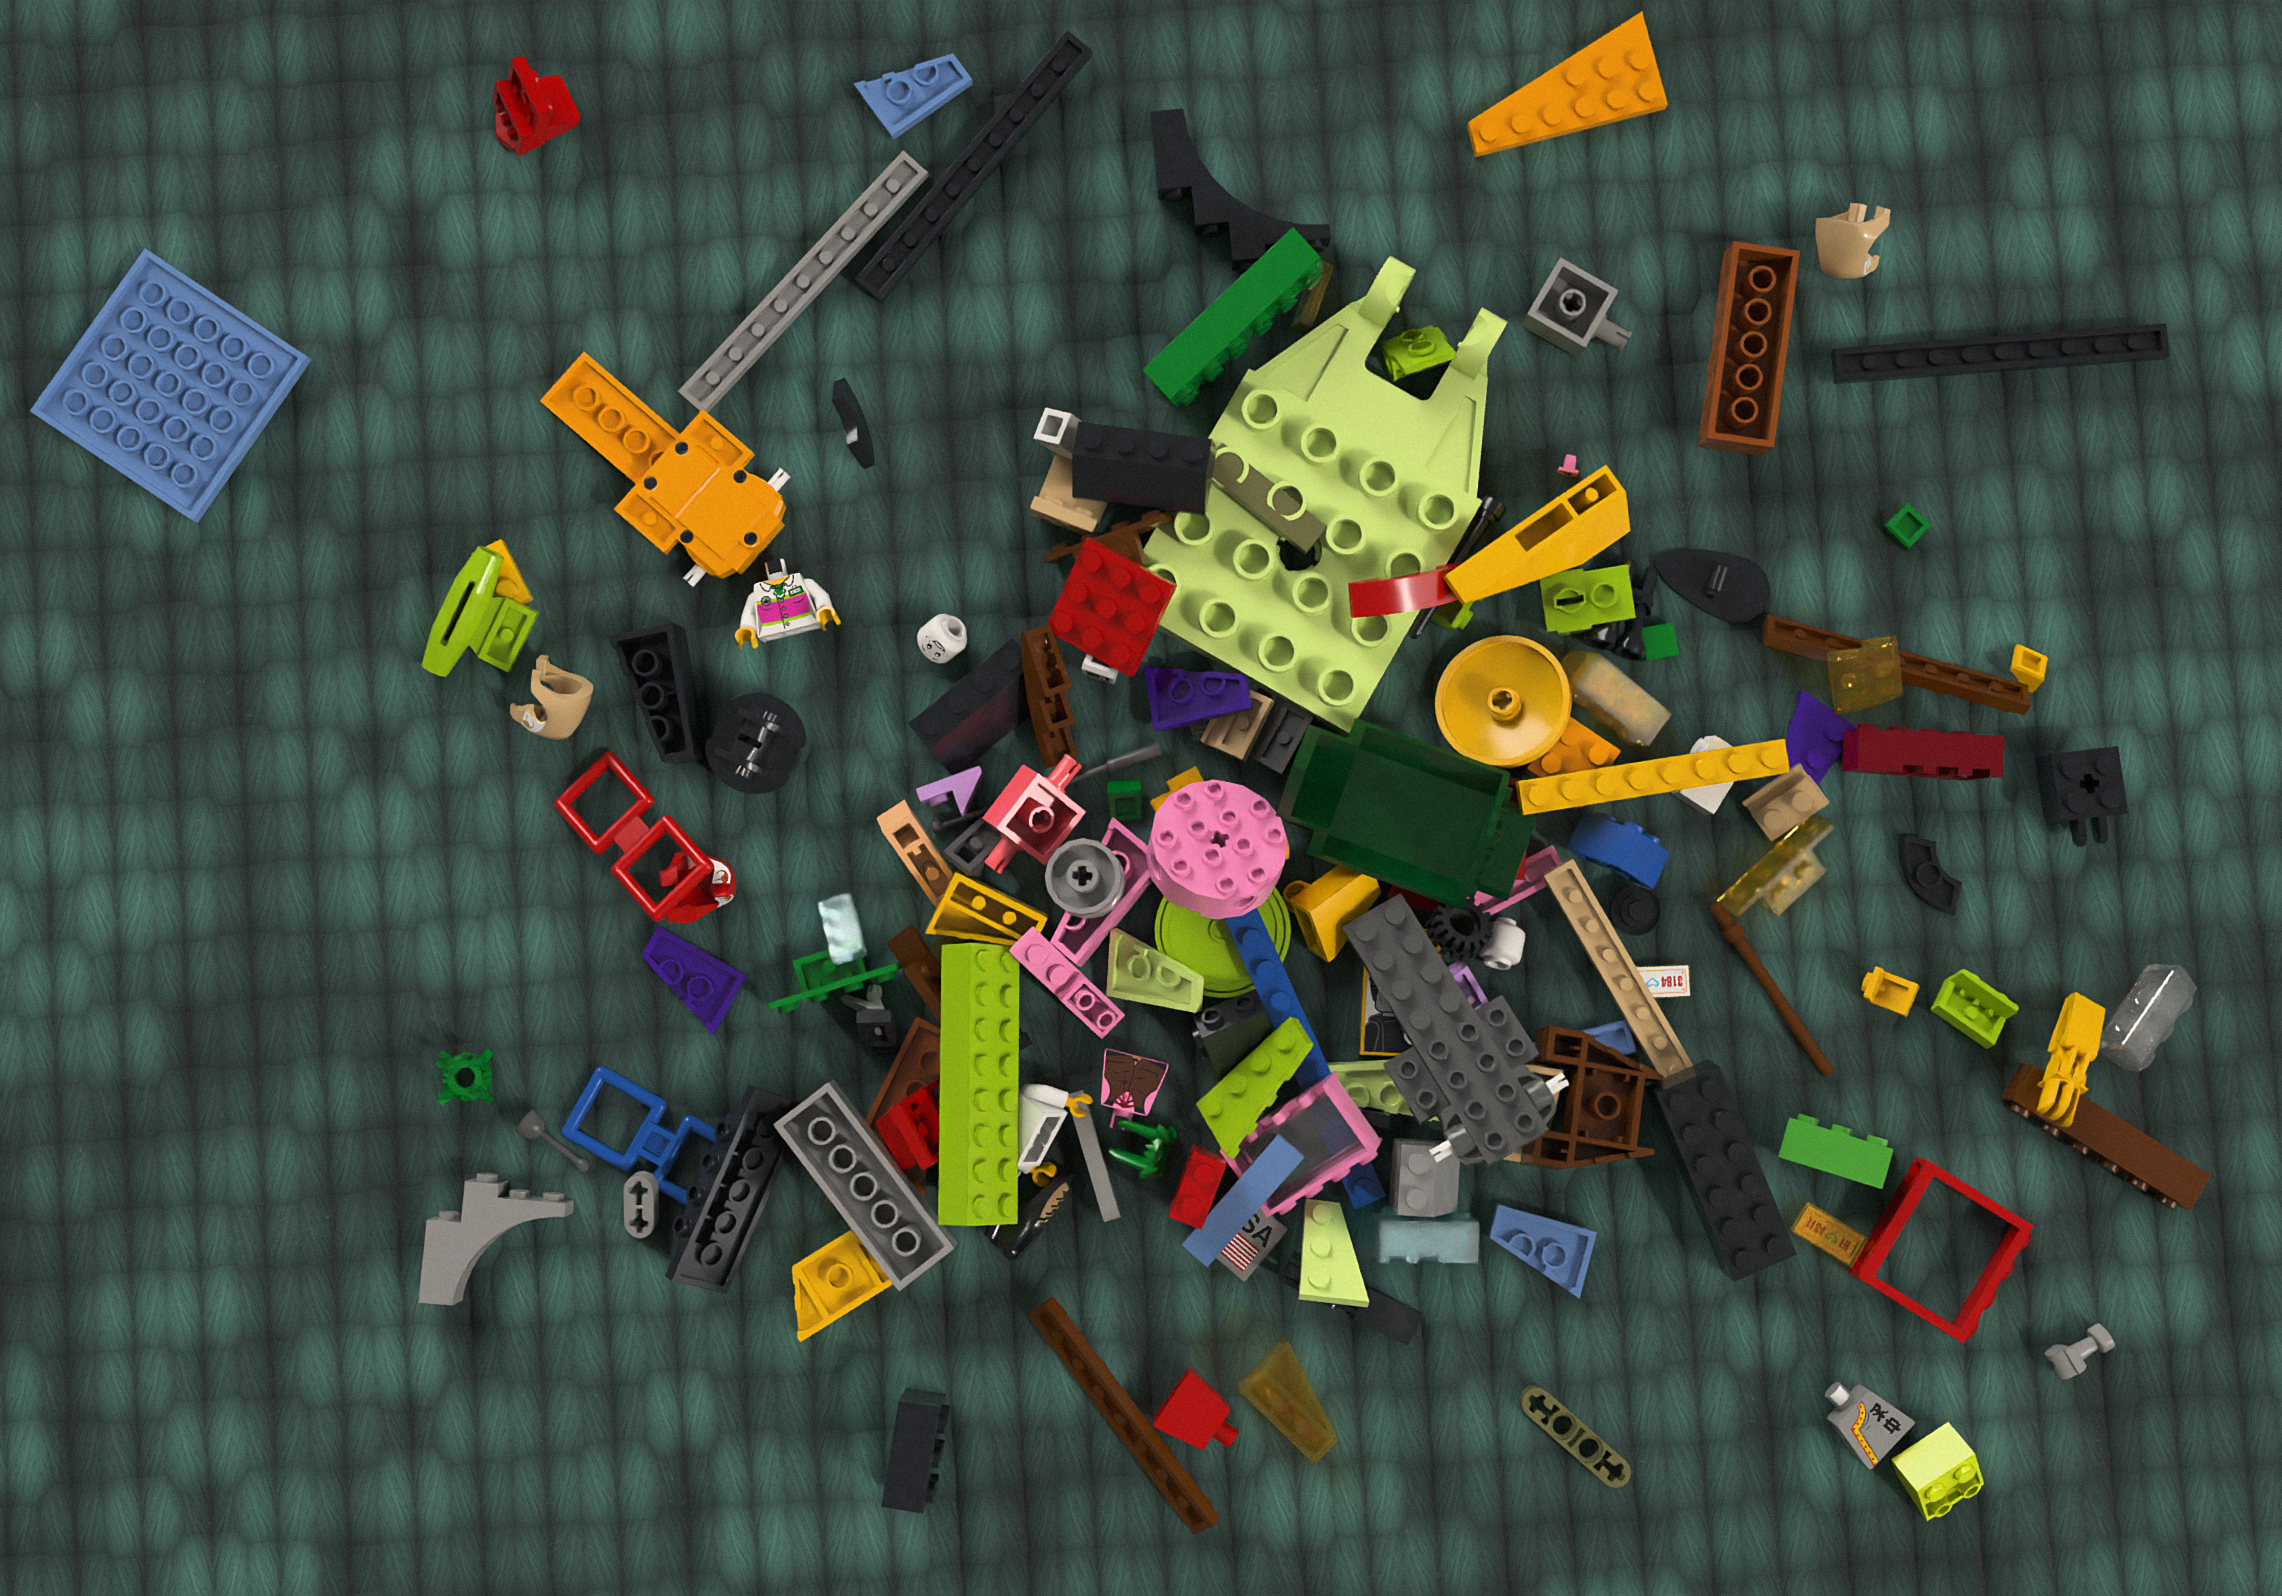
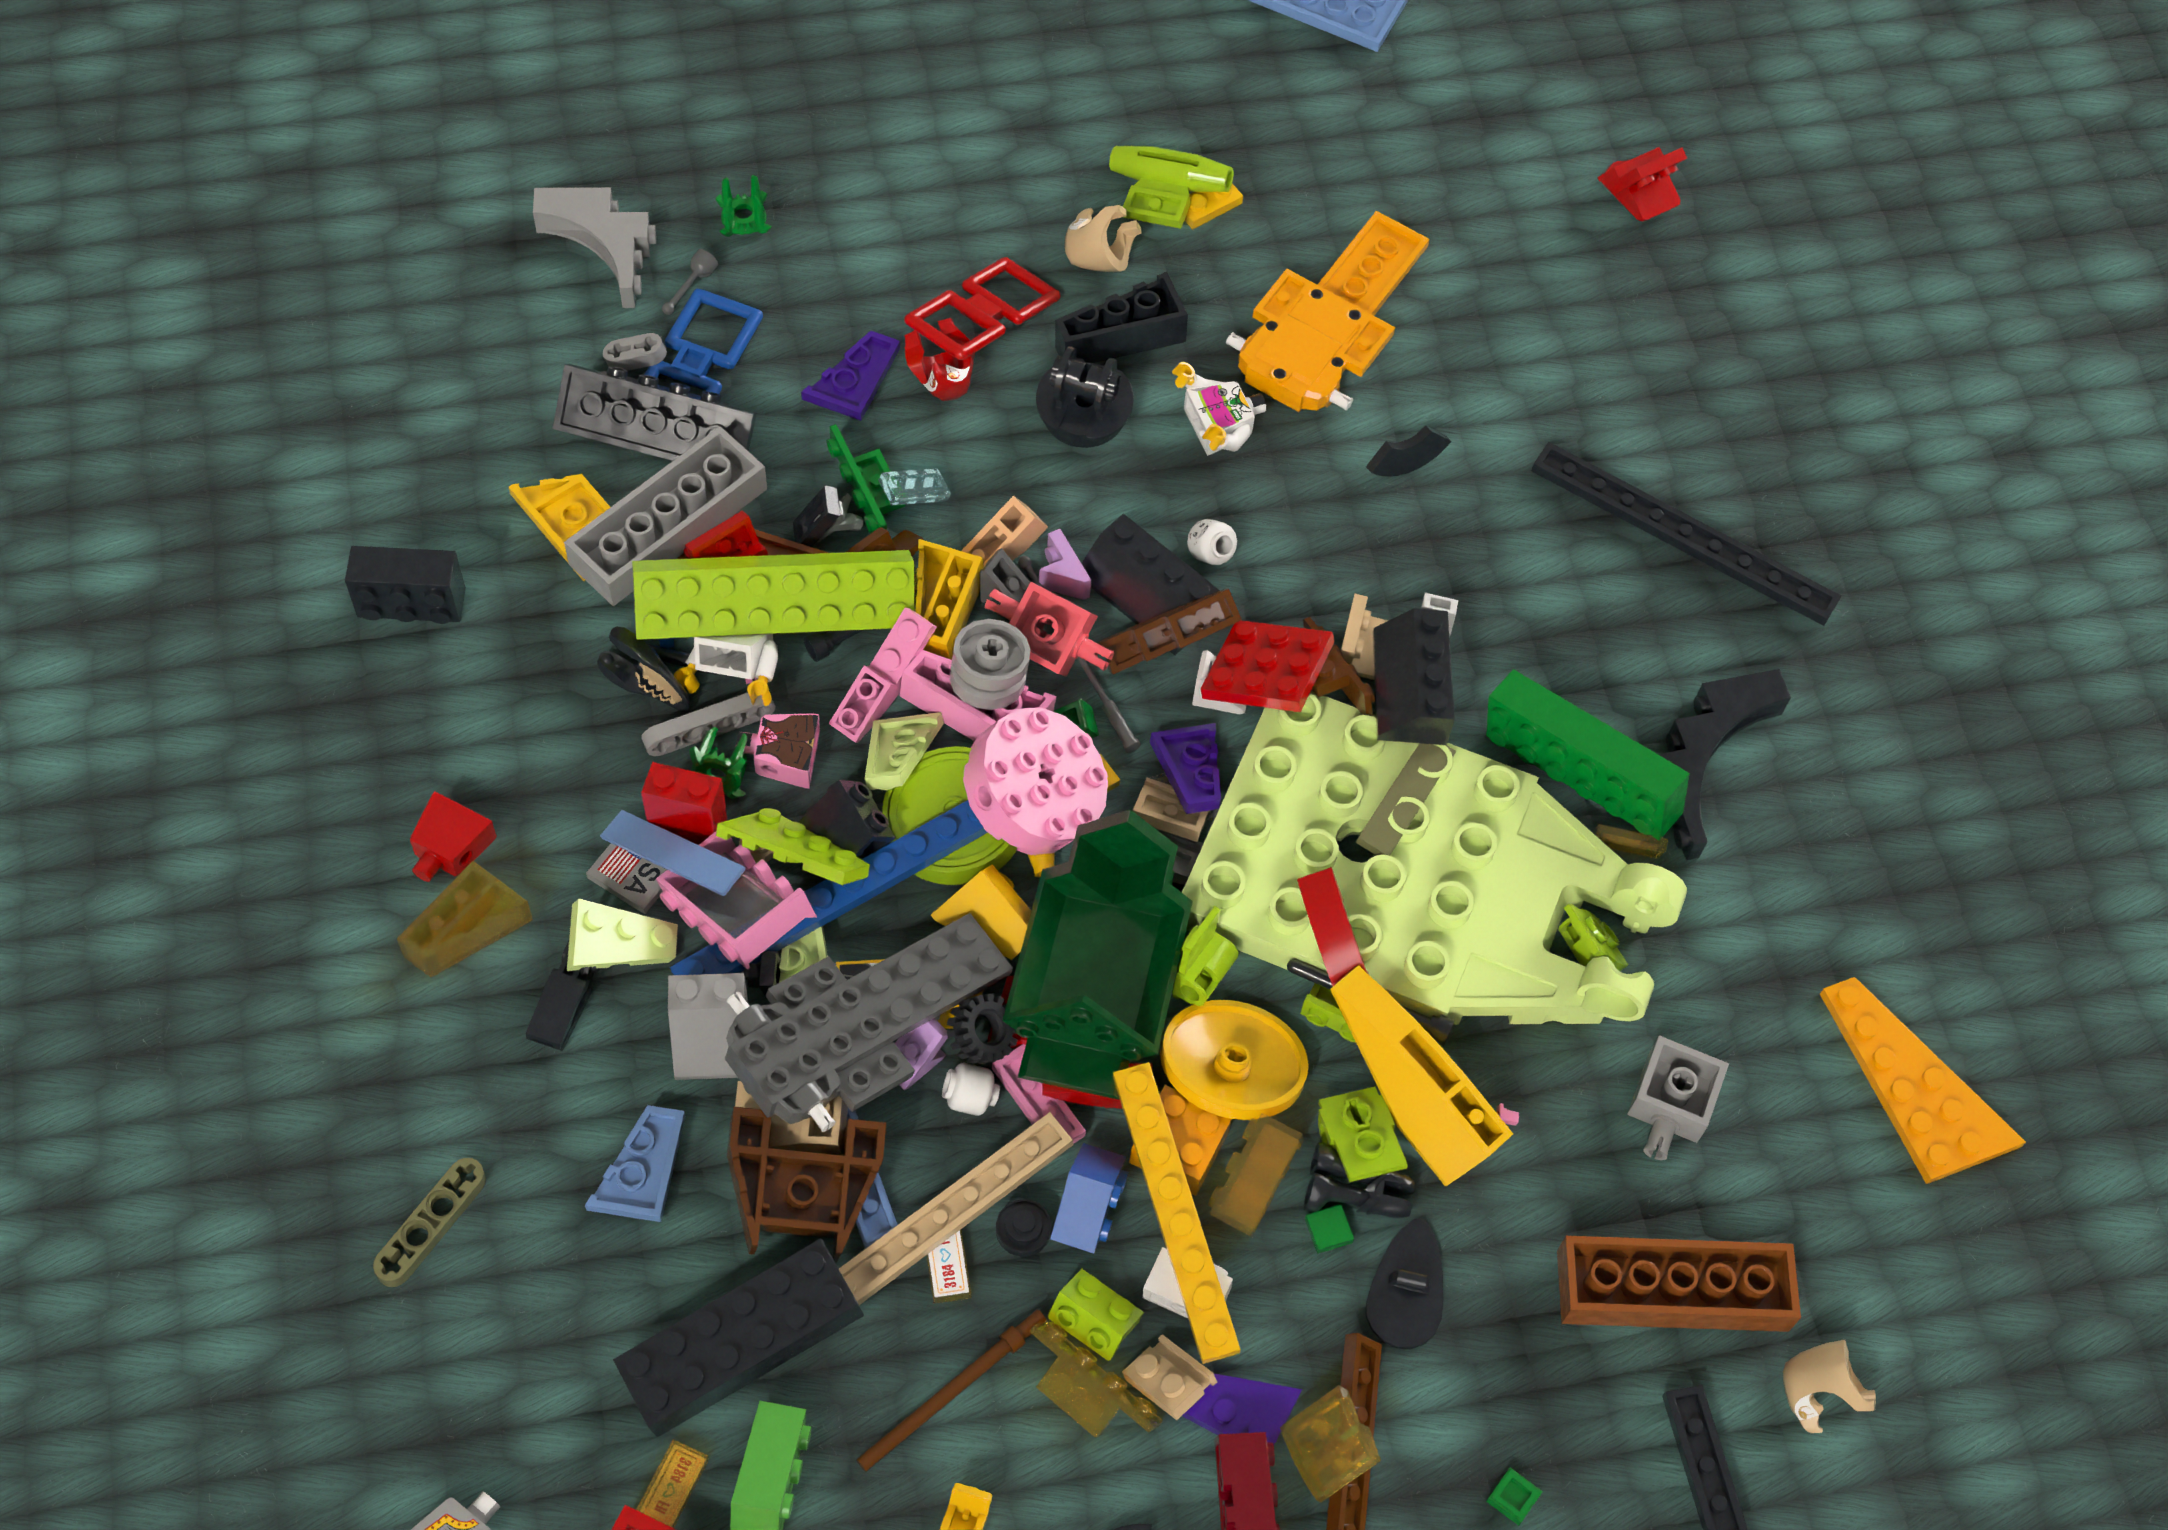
camera: 75 degrees right, 25 degrees down
(804, 283) = (1537, 405): light grey plate -> none
(913, 94) = (1740, 476): medium blue wing -> none
(1124, 1416) = (453, 765): reddish brown plate -> none
(1410, 714) = (1204, 961): none -> lime piece
(1425, 1238) = (643, 1035): clear light blue wedge -> none
(1717, 857) = (1094, 1314): none -> lime bracket

